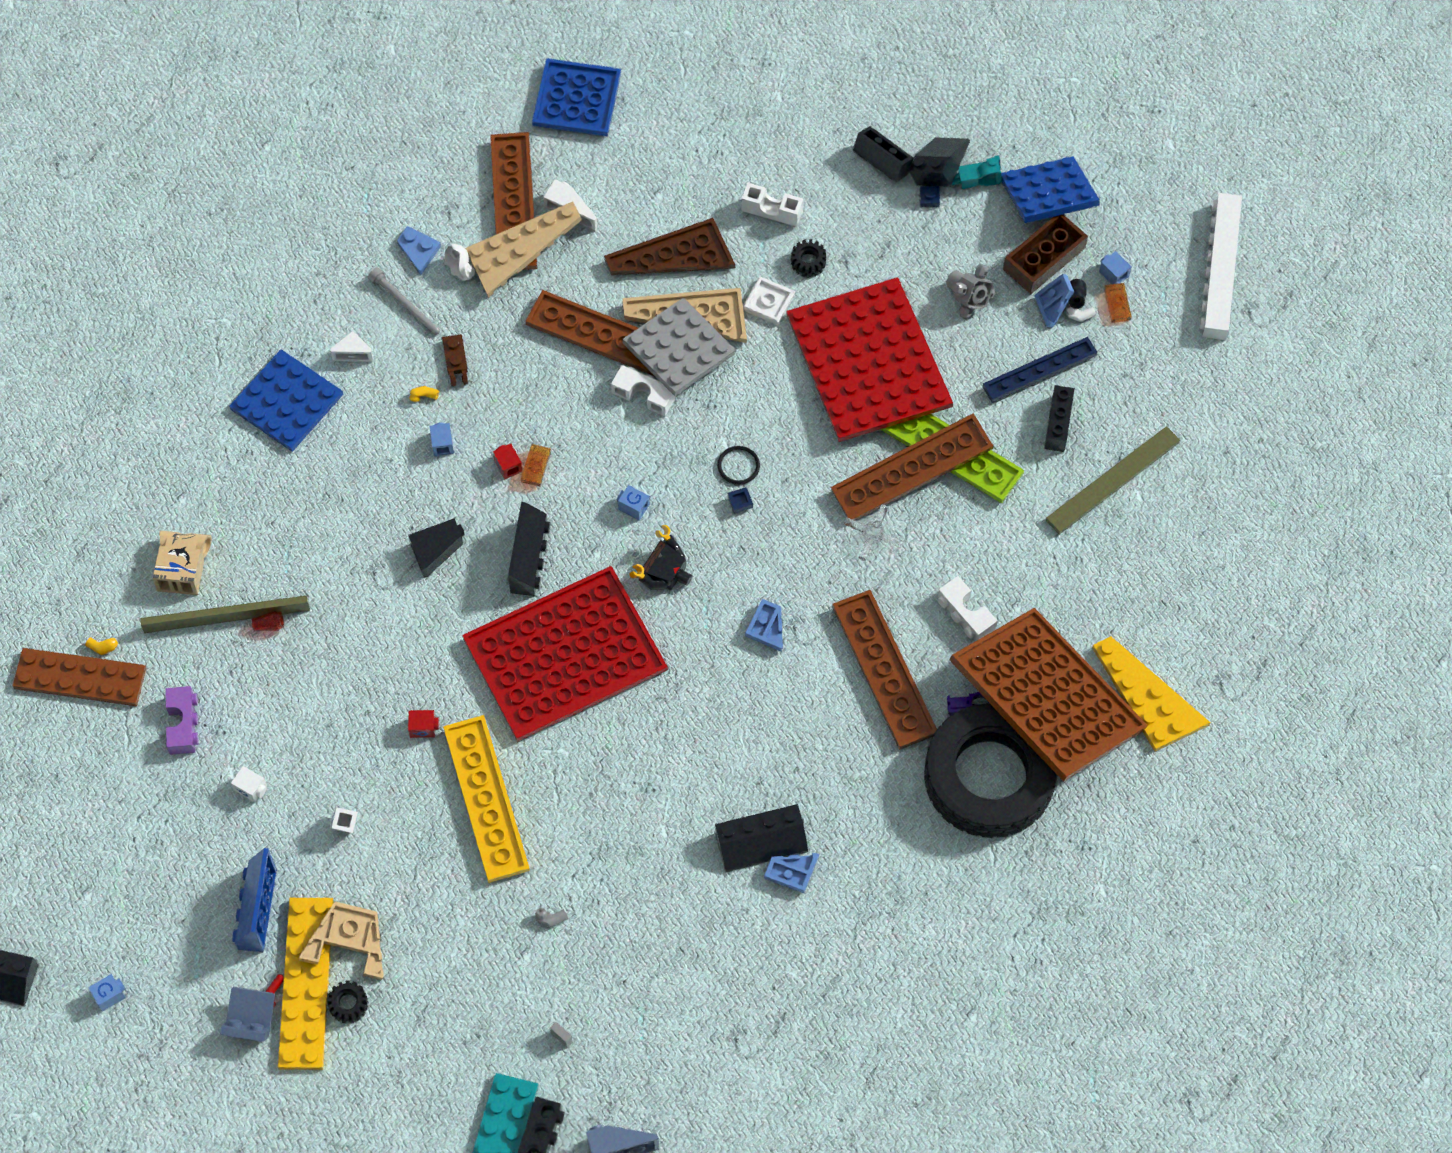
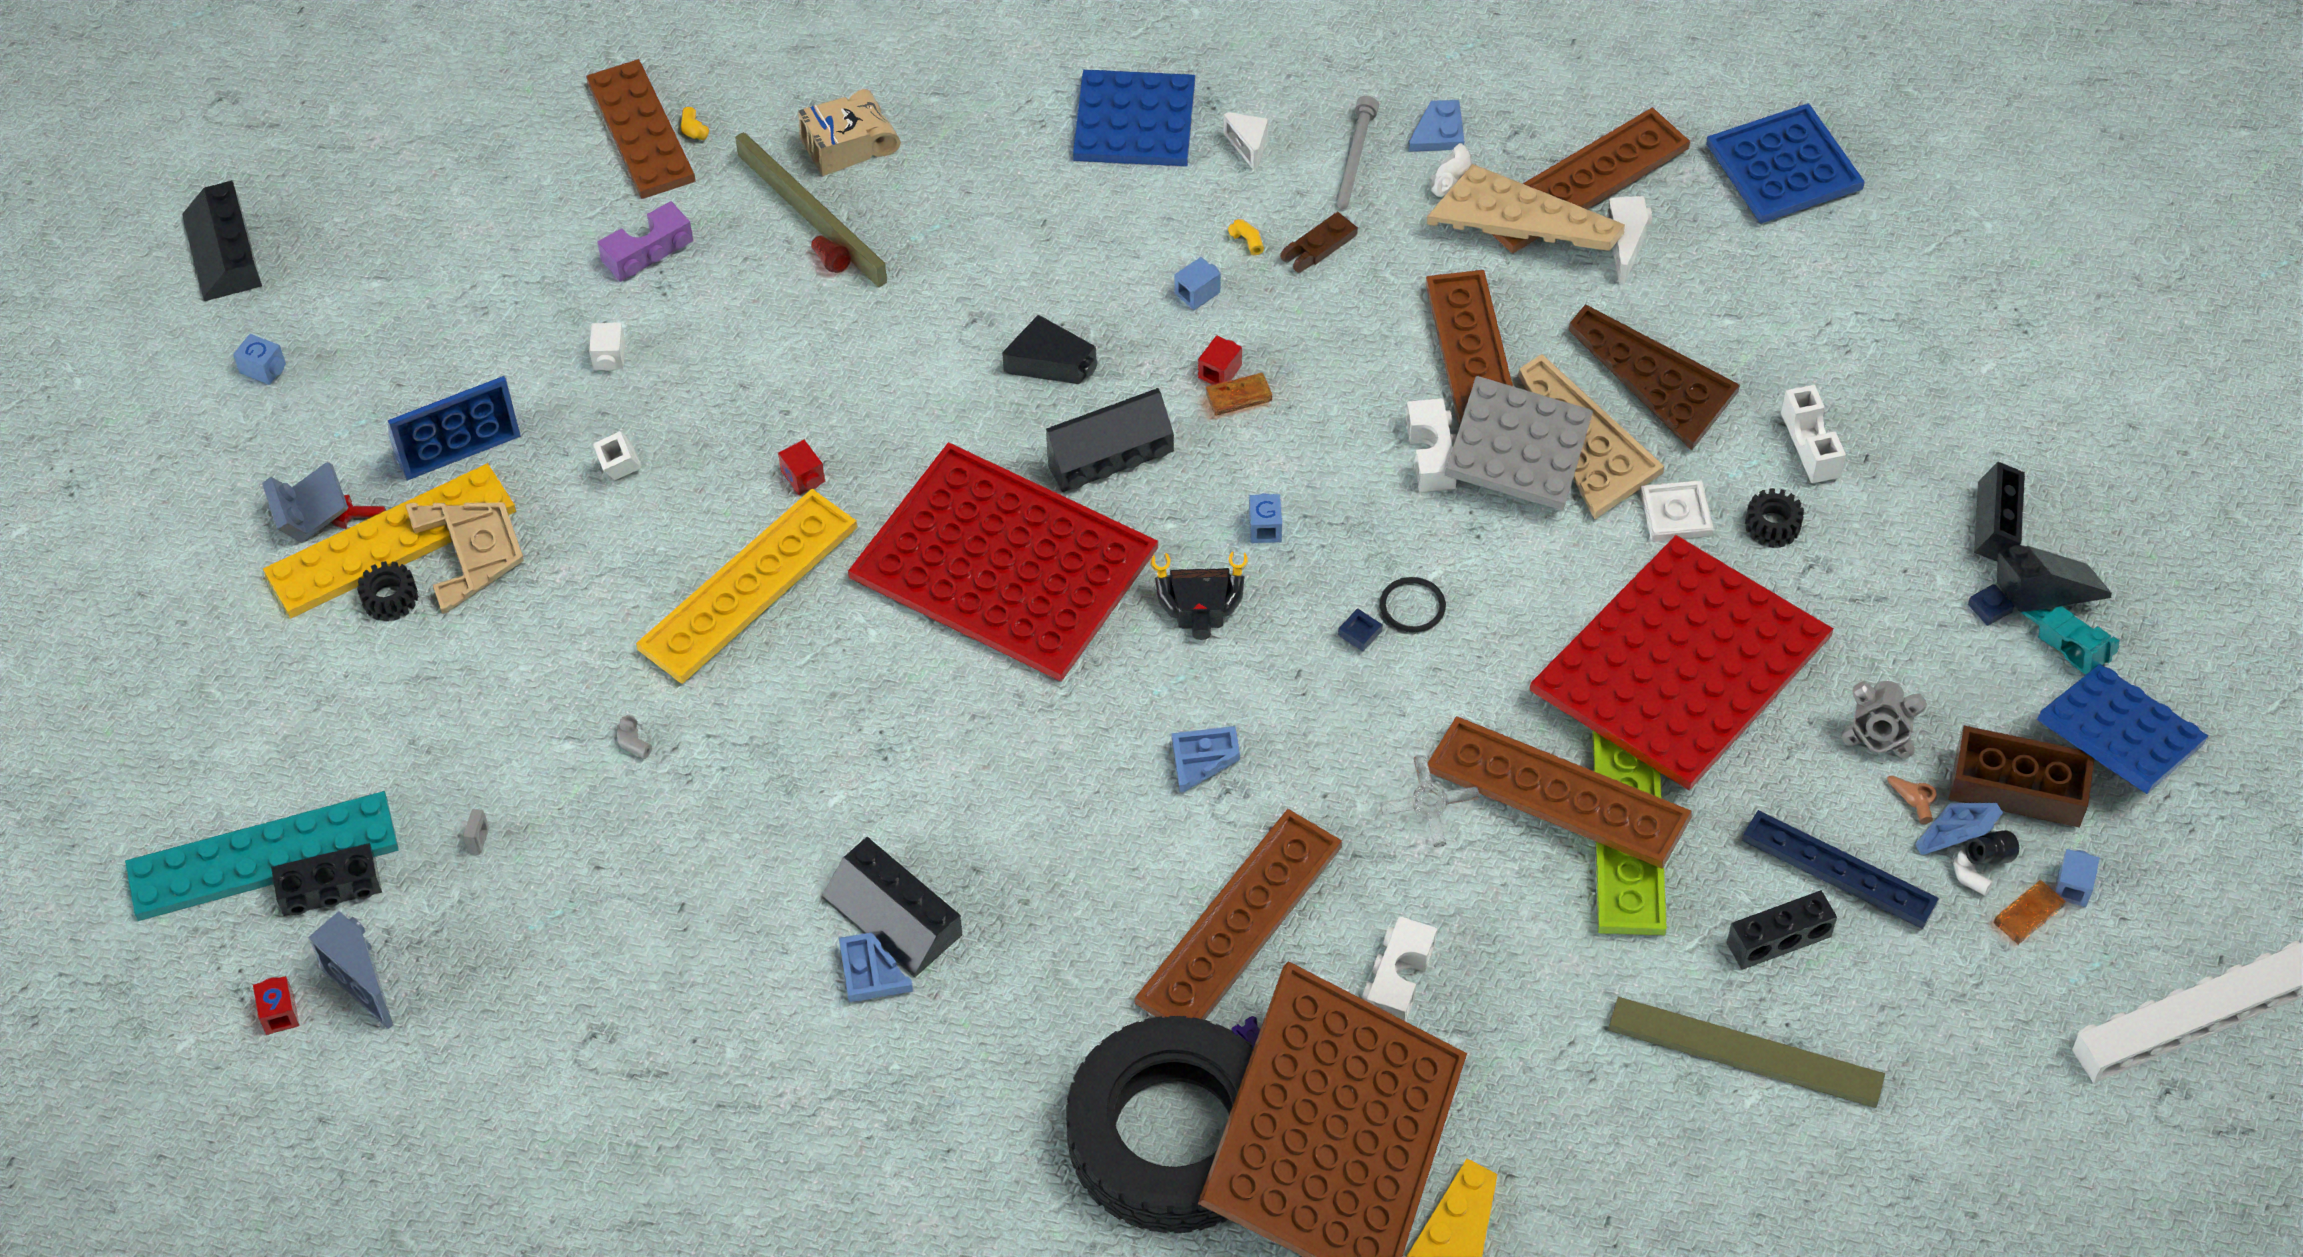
camera: 60 degrees right, 10 degrees down
(1019, 306) = (1916, 795): none -> nougat animal

